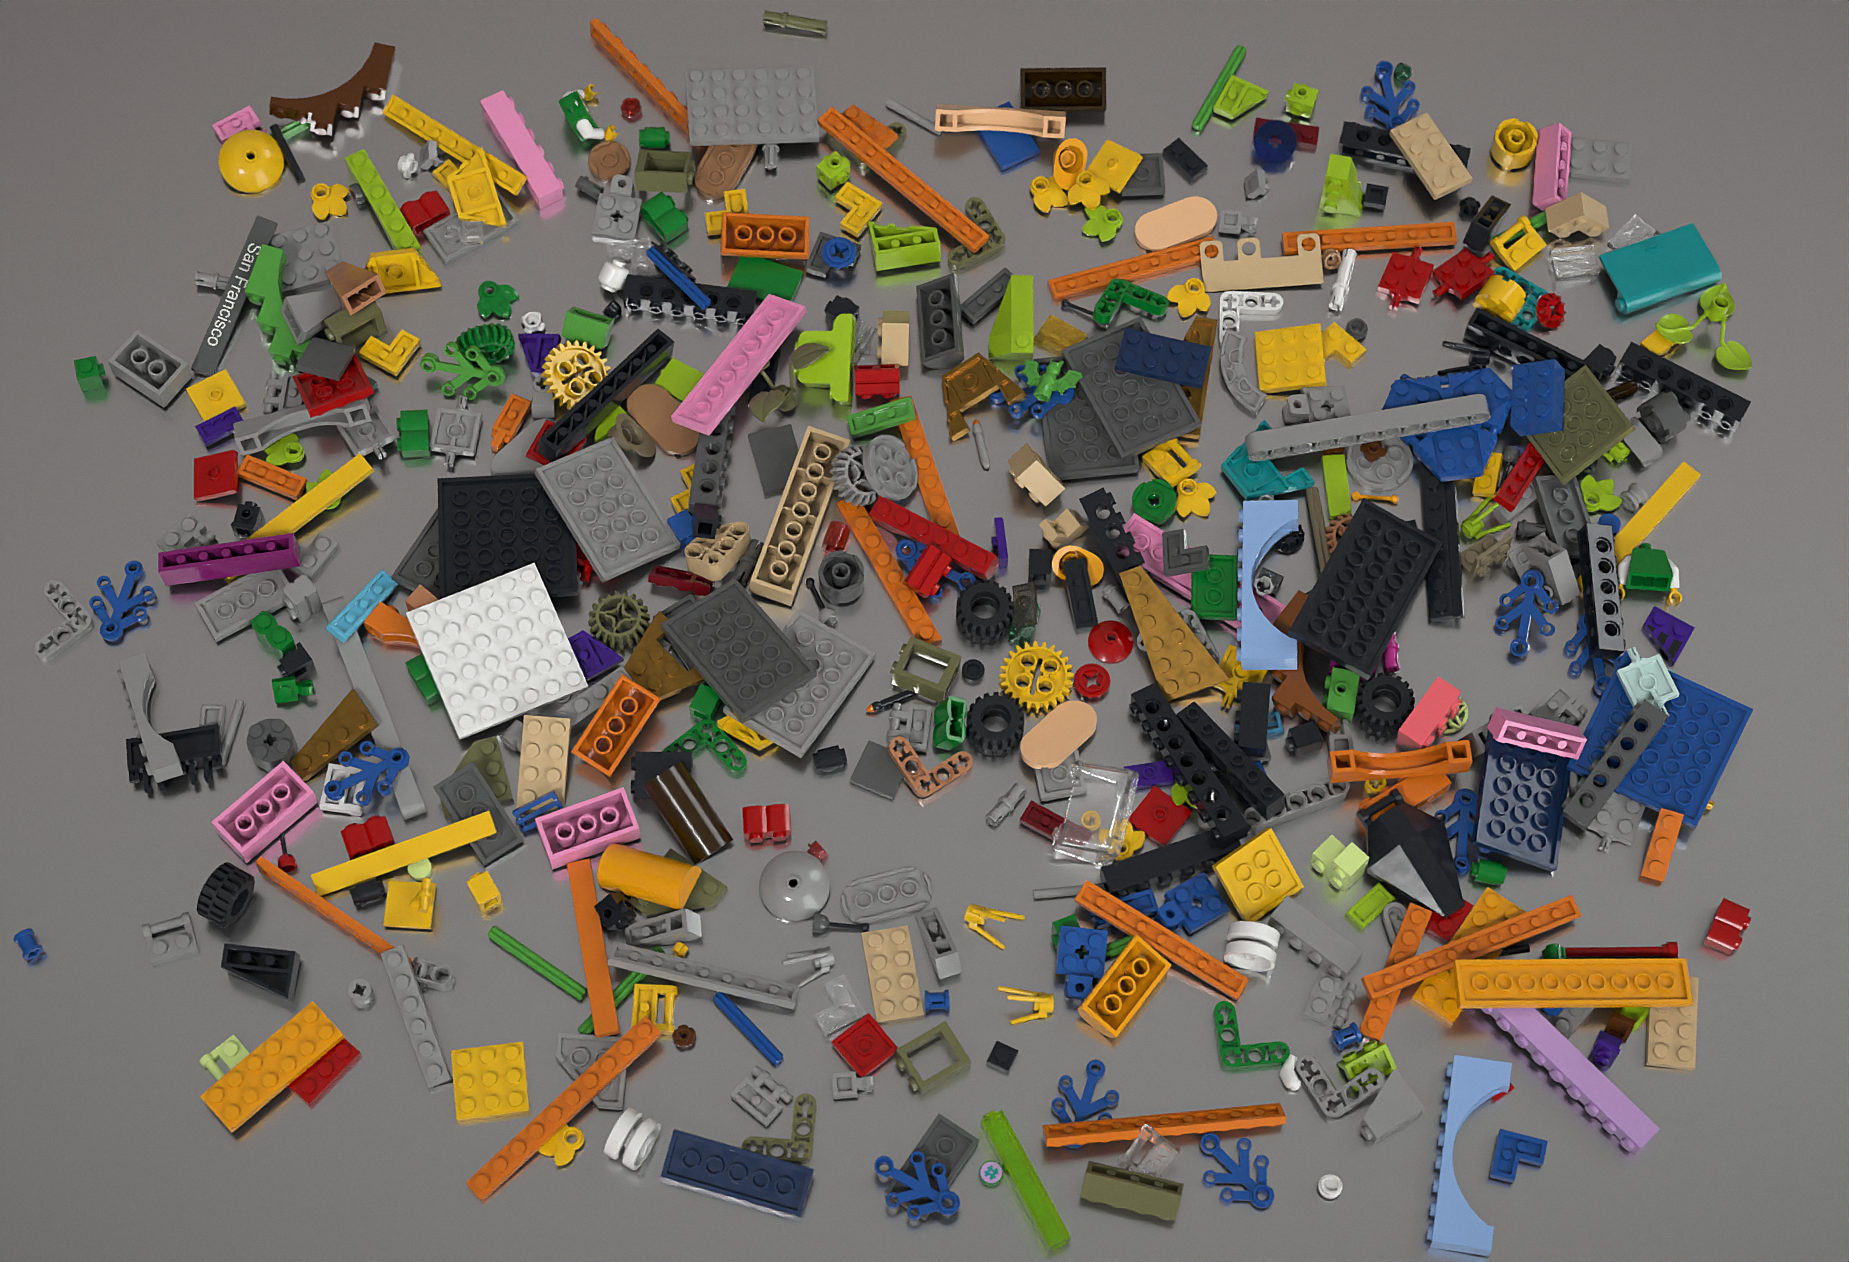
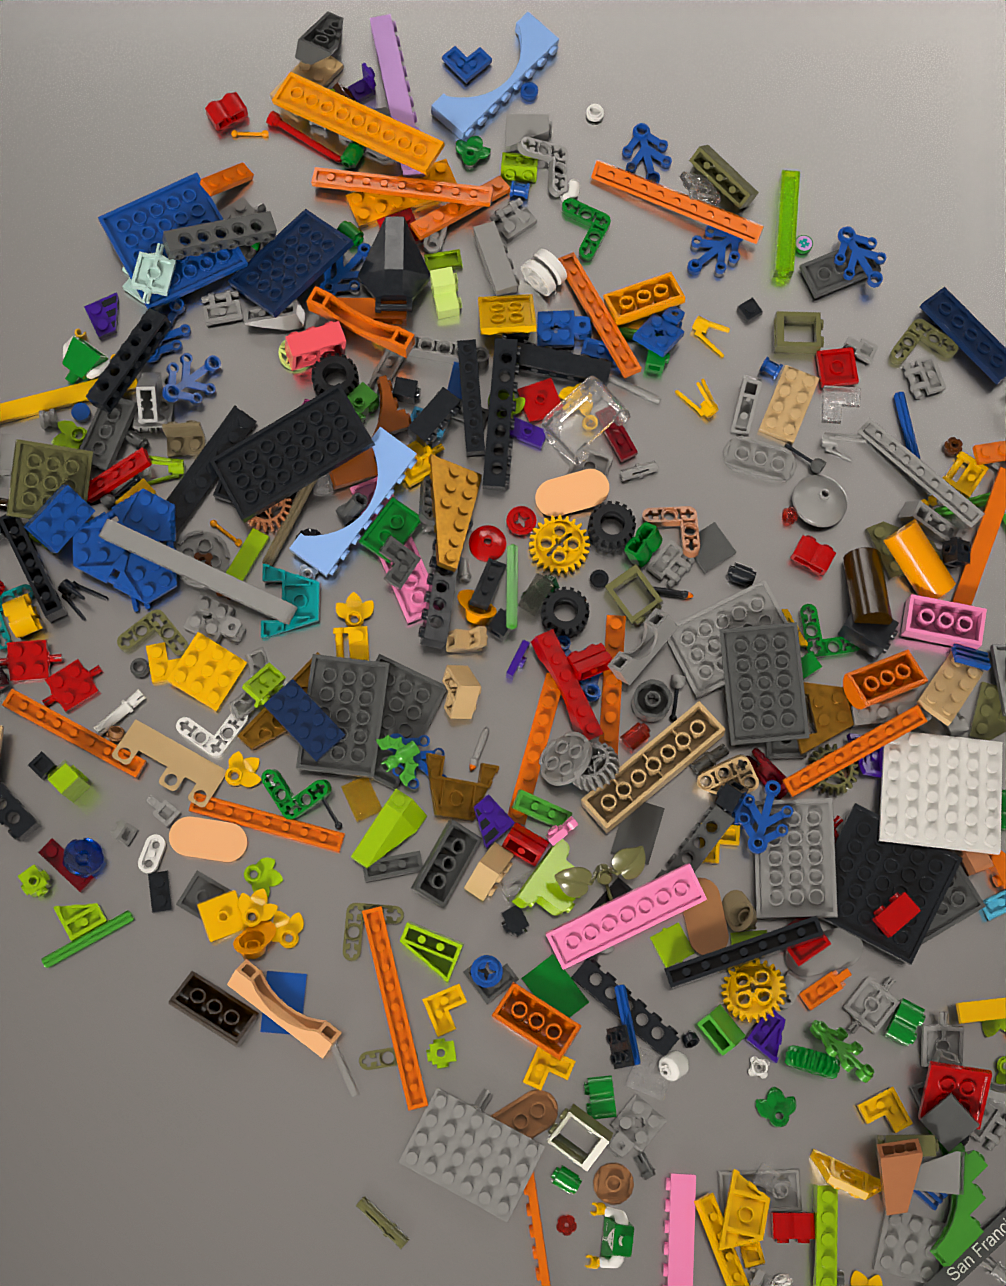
camera: 150 degrees left, 10 degrees up
(478, 503) = (896, 914): none -> red brick
(606, 639) = (854, 750): none -> orange tile
(660, 525) = (763, 820): none -> blue plant
(852, 403) = (558, 832): none -> bright pink plate
(870, 126) = (389, 1077): orange plate -> none
(885, 590) = (657, 631): none -> light grey arch
(923, 382) = (492, 820): none -> dark purple wing
(1054, 602) = (512, 587): none -> bright green axle
(1156, 488) = (395, 627): green plate -> none
(1218, 183) = (149, 853): none -> white plate
(1226, 373) = (264, 684): none -> lime bracket
(1373, 371) = (152, 627): none -> olive beam
(1422, 1167) = (529, 91): none -> blue tile
(1432, 1057) = (472, 150): none -> green plate
(1536, 733) = (256, 282): bright pink brick -> none
(1667, 932) = (264, 133): none -> light orange hinge
(1689, 1063) = (320, 39): none -> dark grey wedge

